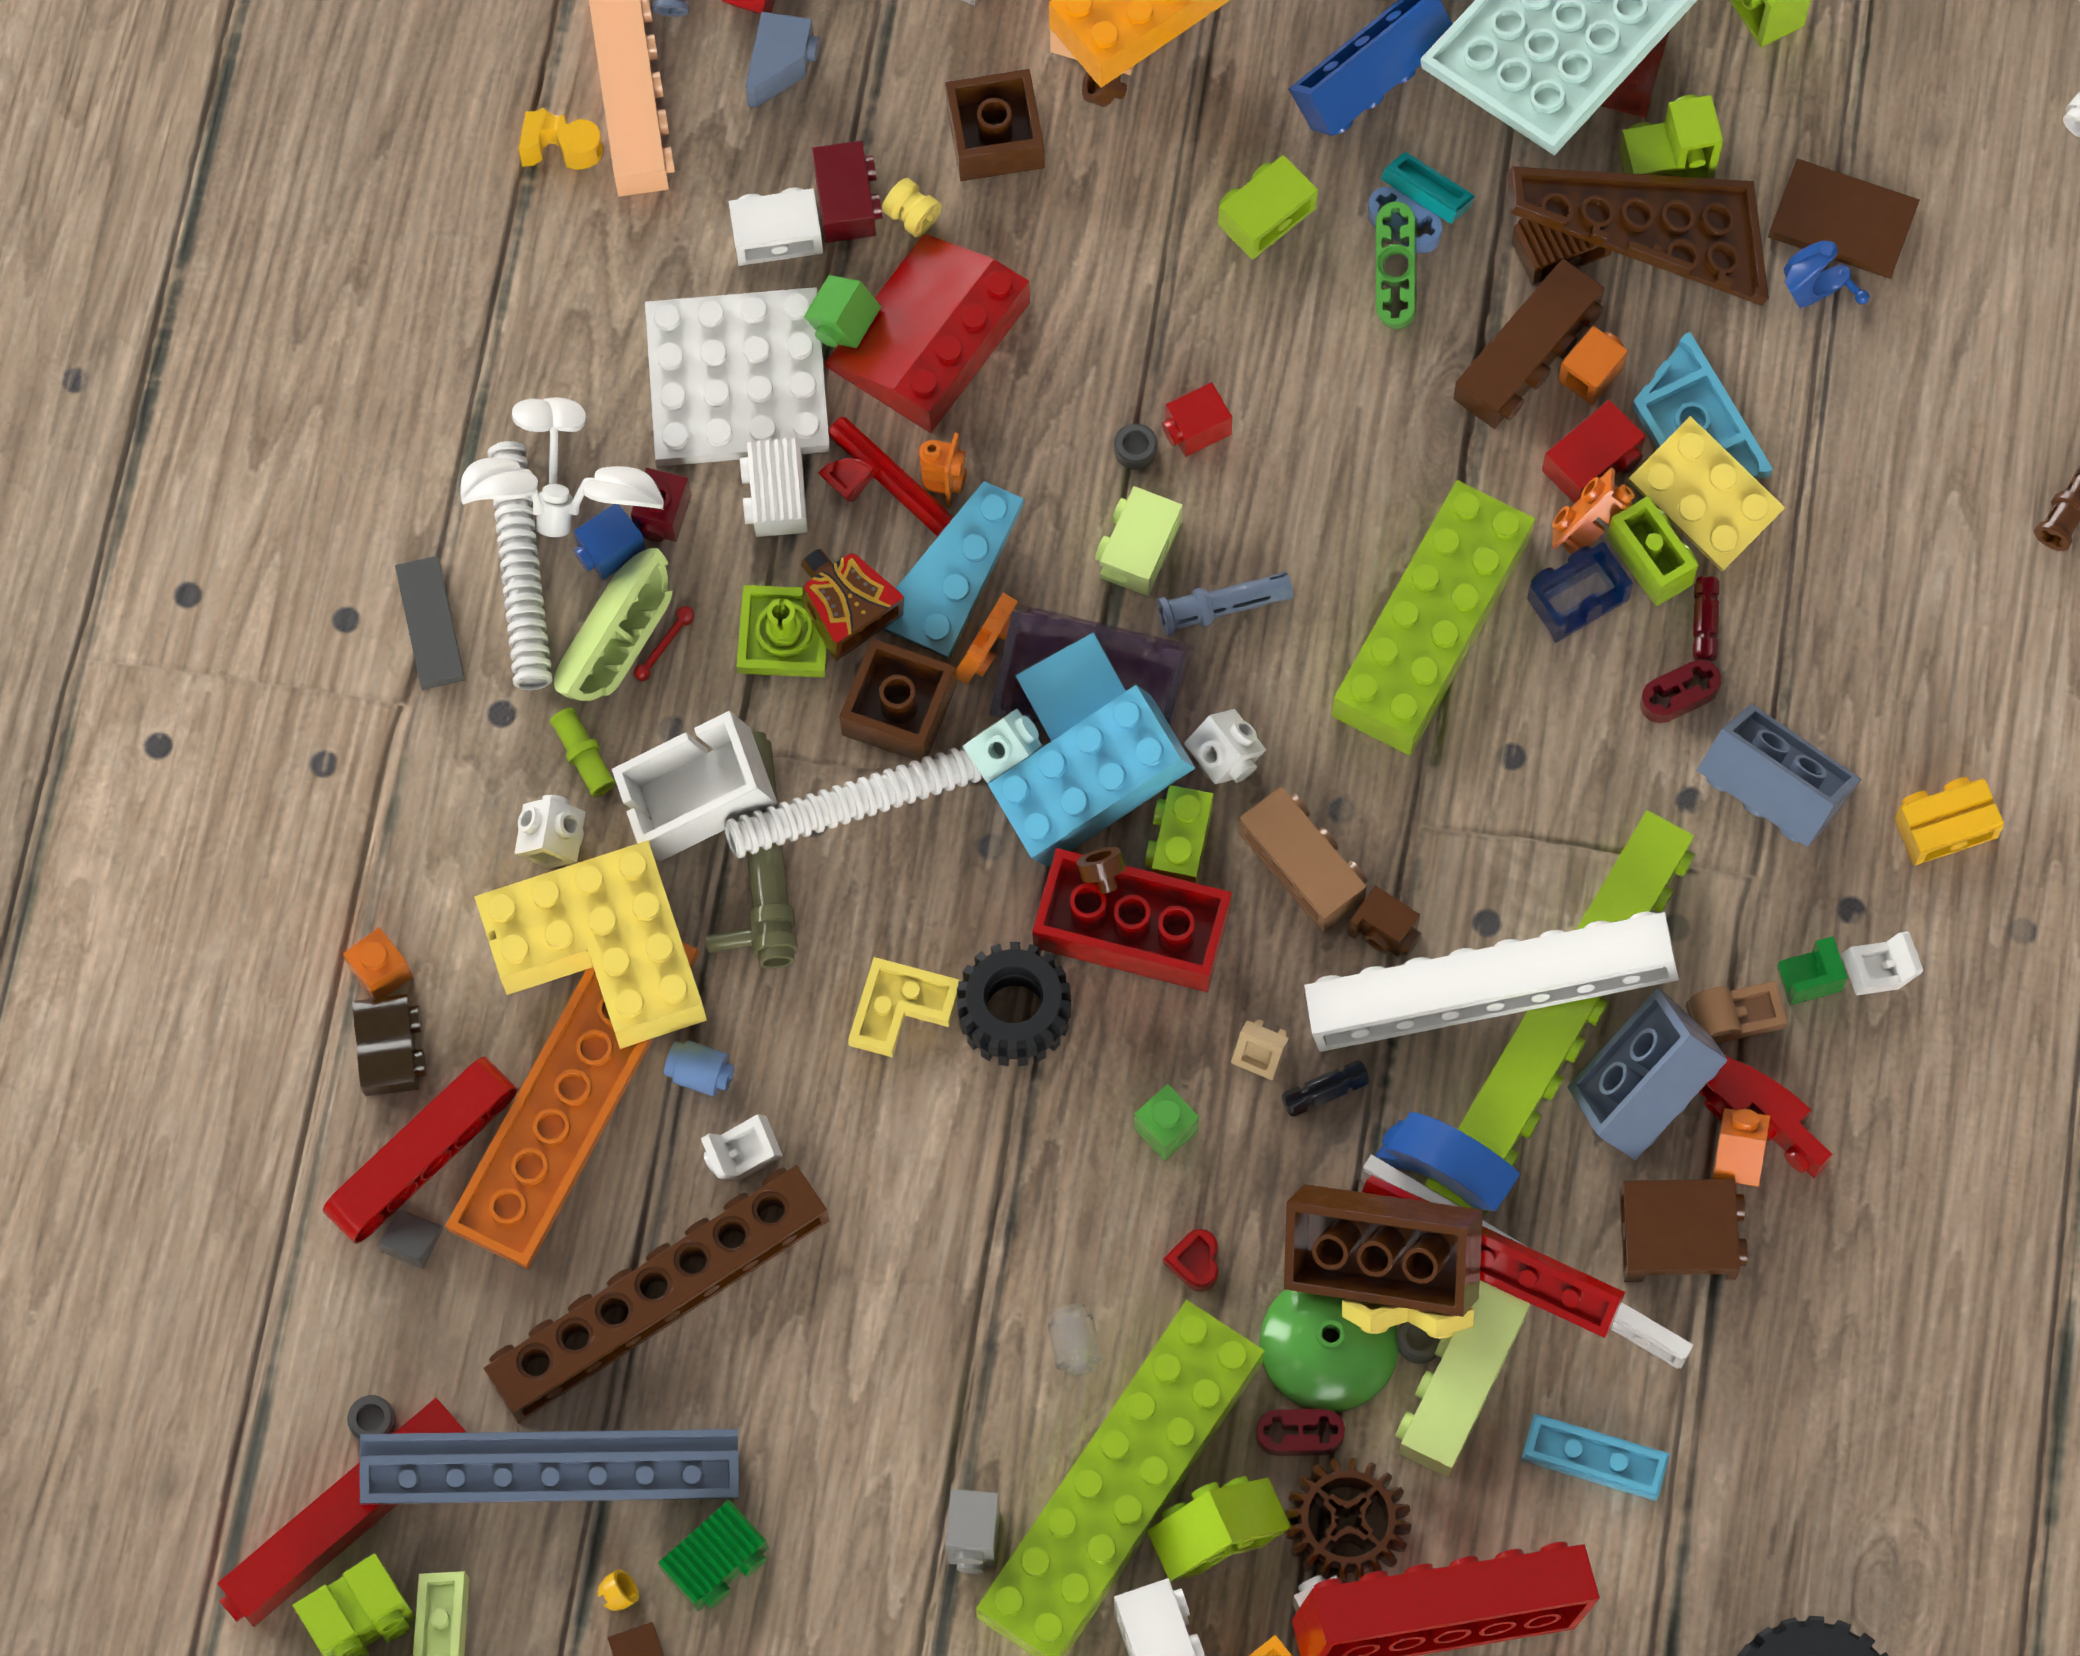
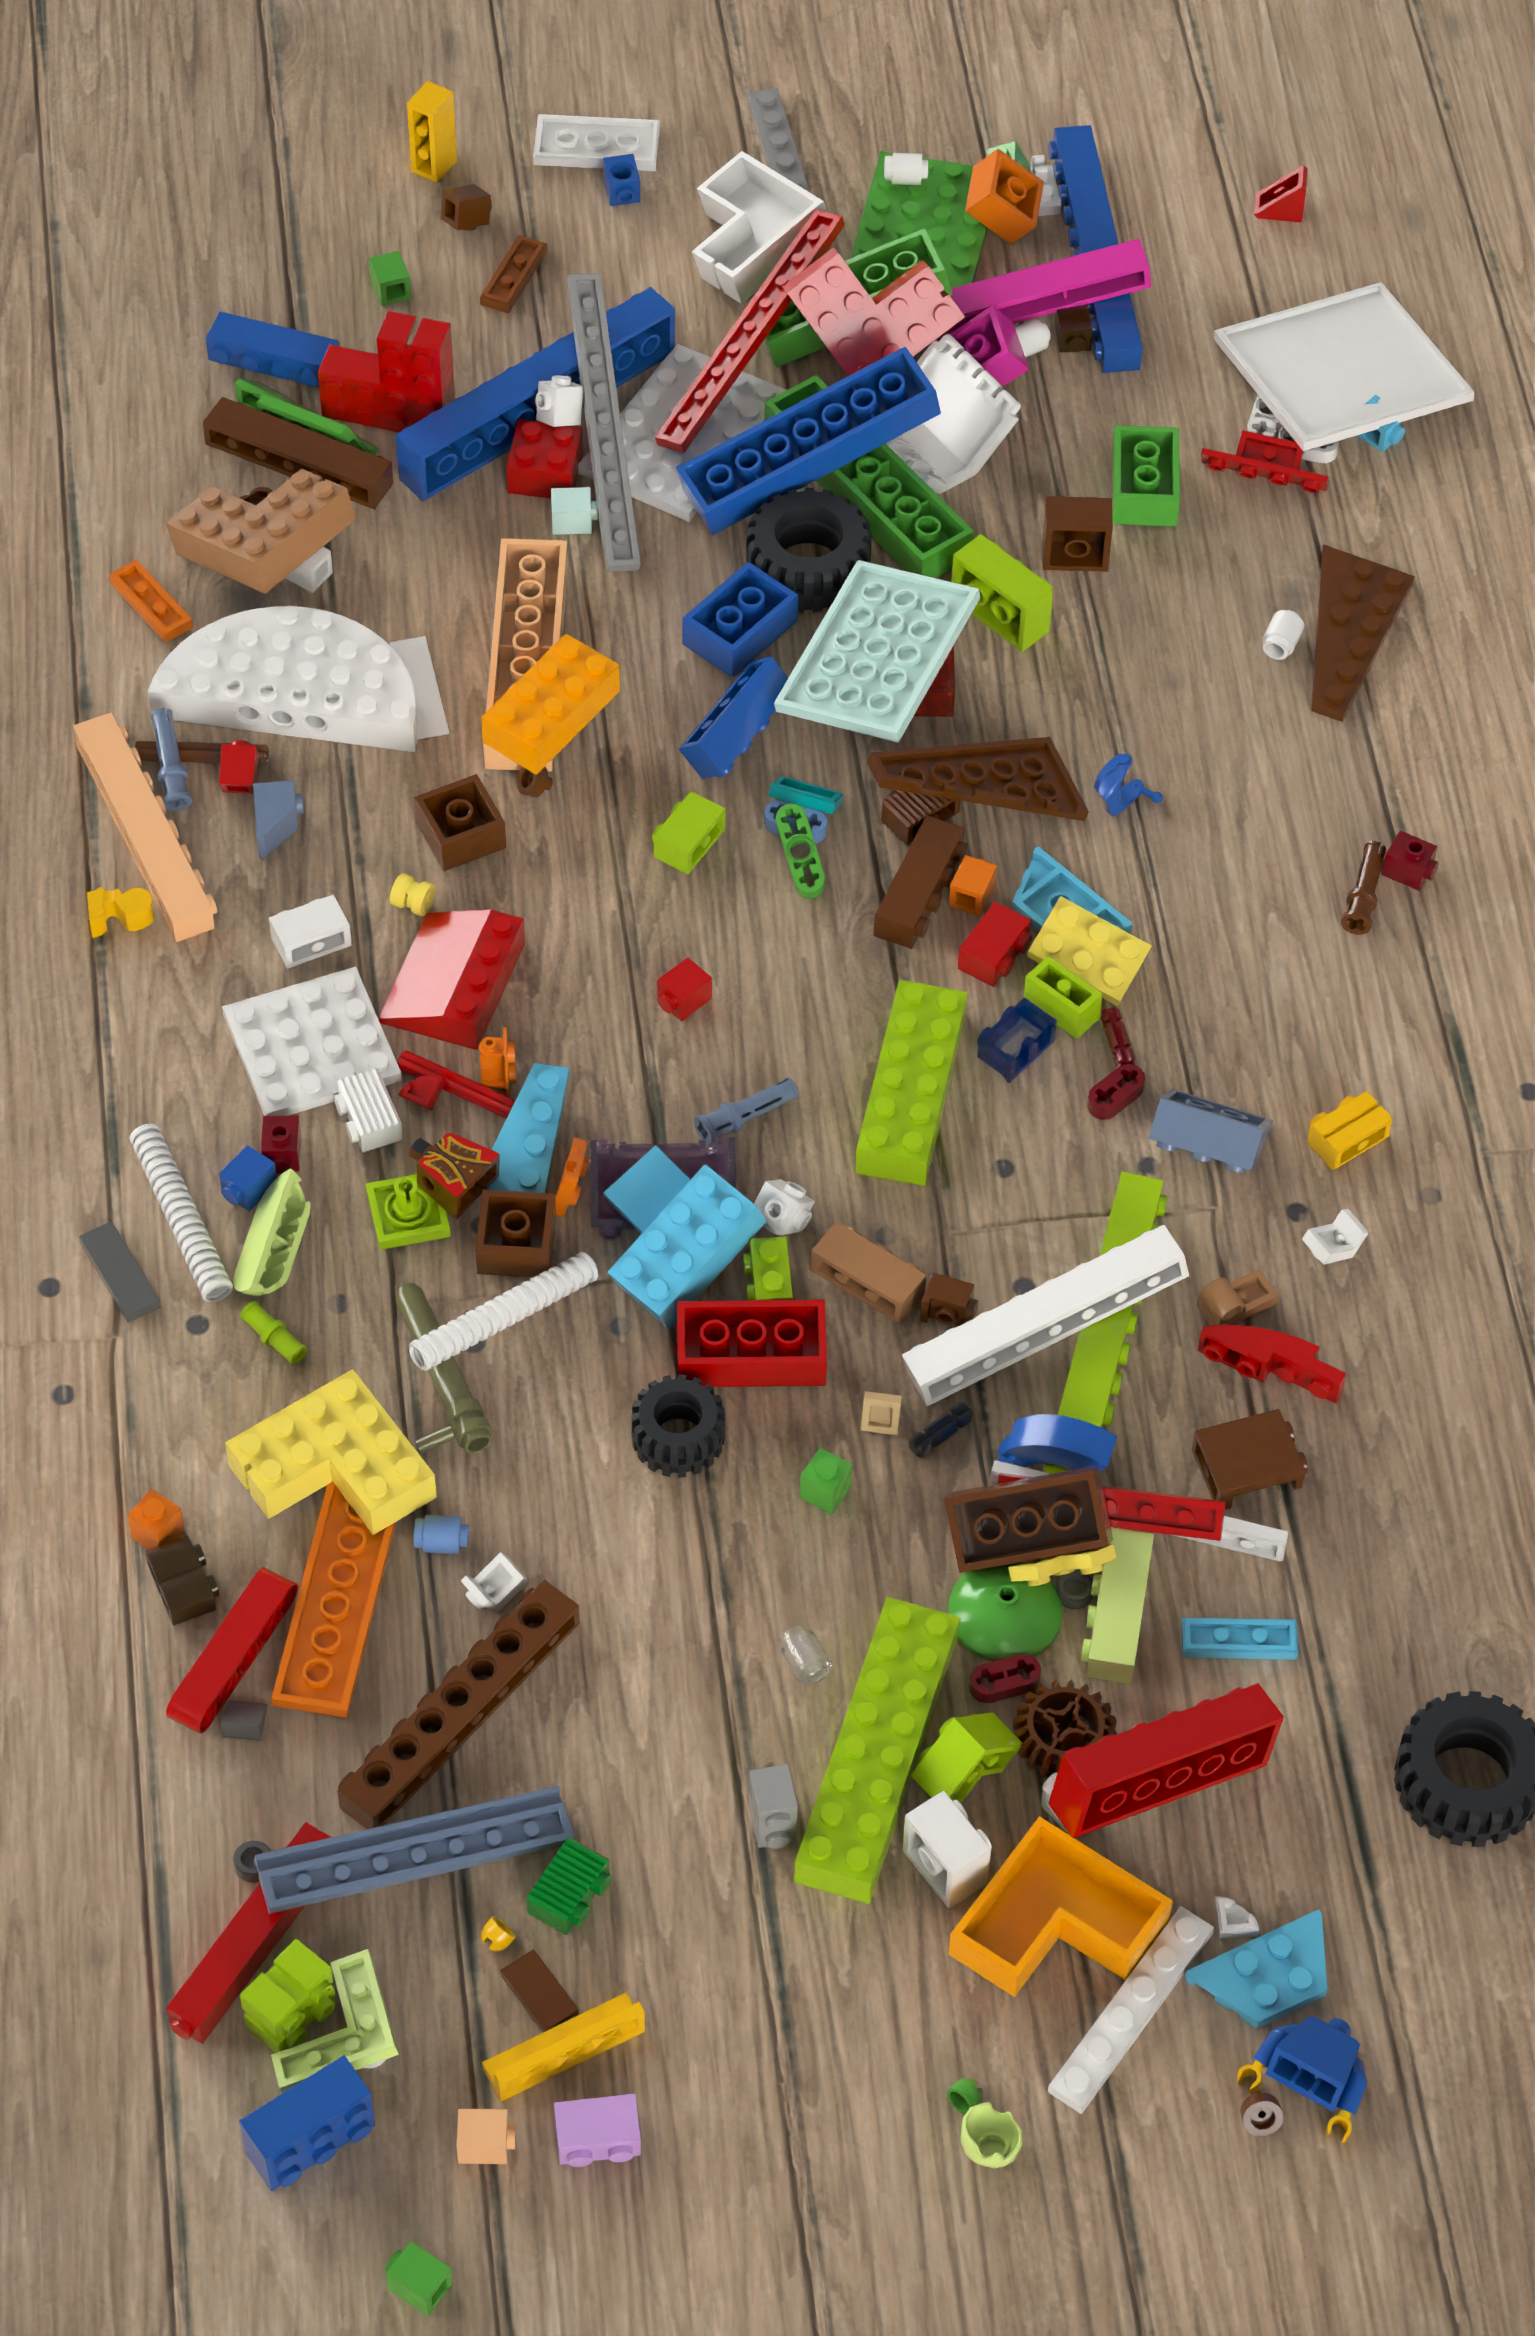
camera: 20 degrees left, 15 degrees down
(550, 832) = (265, 1391): white brick -> none
(554, 505) = (195, 1159): white plant -> none
(684, 617) = (323, 1221): red hinge -> none
(692, 789) = (374, 1336): white piece -> none
(842, 312) = (382, 976): bright green brick -> none
(844, 191) = (358, 894): dark red brick -> none
(899, 992) = (581, 1443): light yellow plate -> none
(1003, 745) = (609, 1241): light aqua brick -> none
(1101, 867) = (719, 1302): reddish brown tile -> none
(1135, 446) = (640, 1021): dark grey tile -> none
(1139, 541) = (667, 1082): yellowish green brick -> none
(1194, 1260) = (880, 1577): red tile -> none
(1577, 524) = (1011, 968): orange hinge -> none
(1646, 1075) = (1186, 1351): sand blue slope -> none
(1681, 146) = (992, 716): lime brick -> none
(1741, 1146) = (1276, 1384): orange brick -> none
(1813, 973) = (1288, 1259): green panel -> none
(1856, 215) = (1147, 742): reddish brown tile -> none

